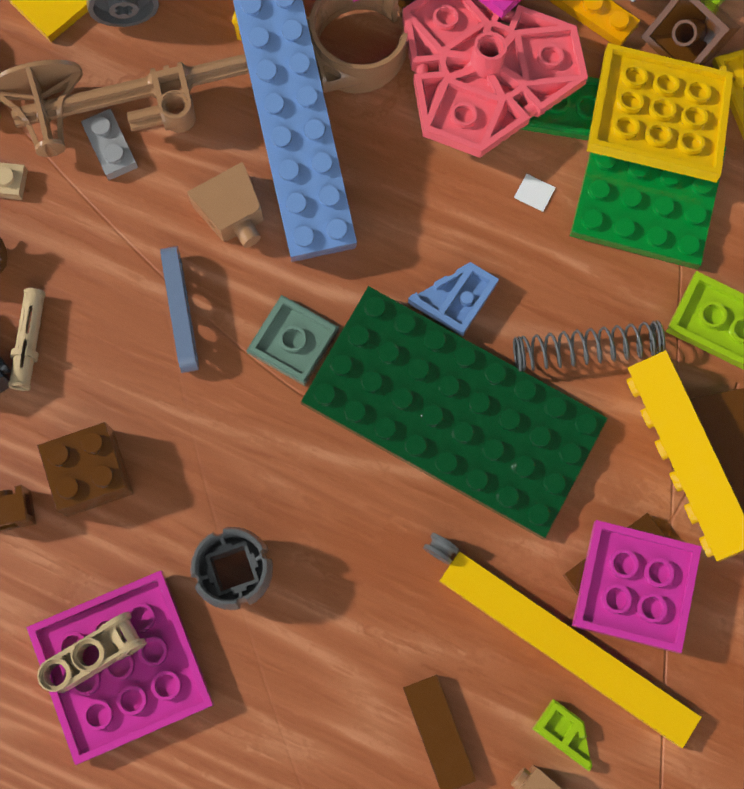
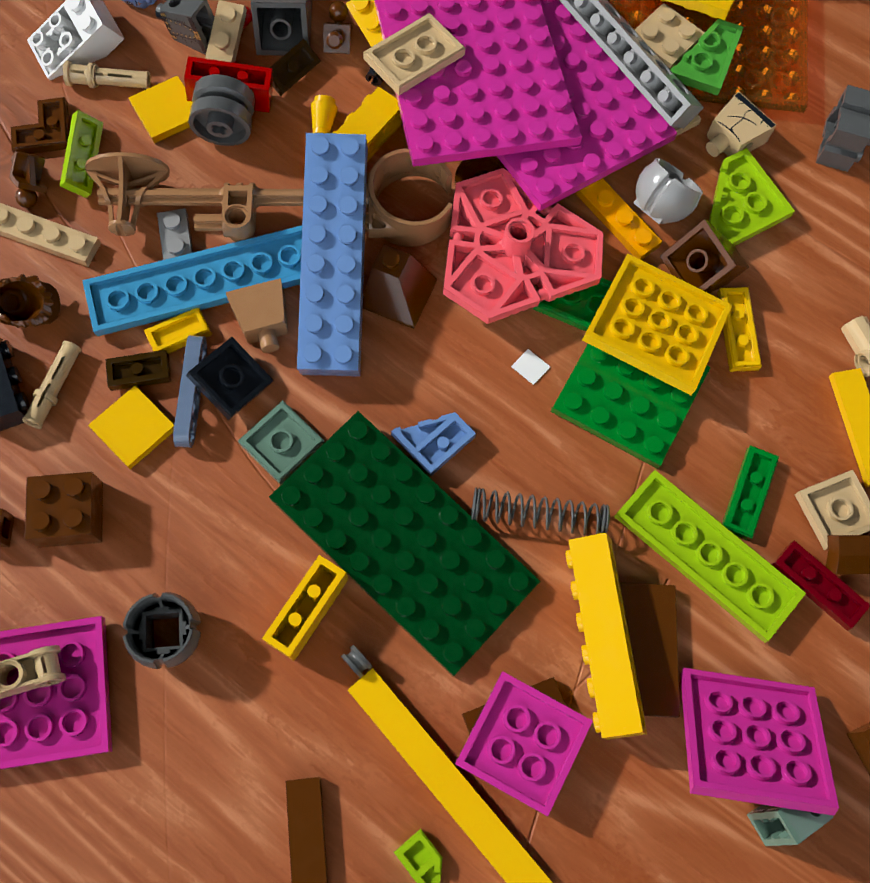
camera: 10 degrees right, 5 degrees down
(115, 300) = (138, 370): none -> dark brown plate
(128, 363) = (132, 427): none -> yellow tile
(143, 248) = (173, 333): none -> yellow tile
(147, 186) = (191, 281): none -> dark azure plate
(219, 284) = (229, 378): none -> black tile
(370, 140) = (398, 287): none -> reddish brown slope
(374, 507) = (306, 607): none -> yellow brick

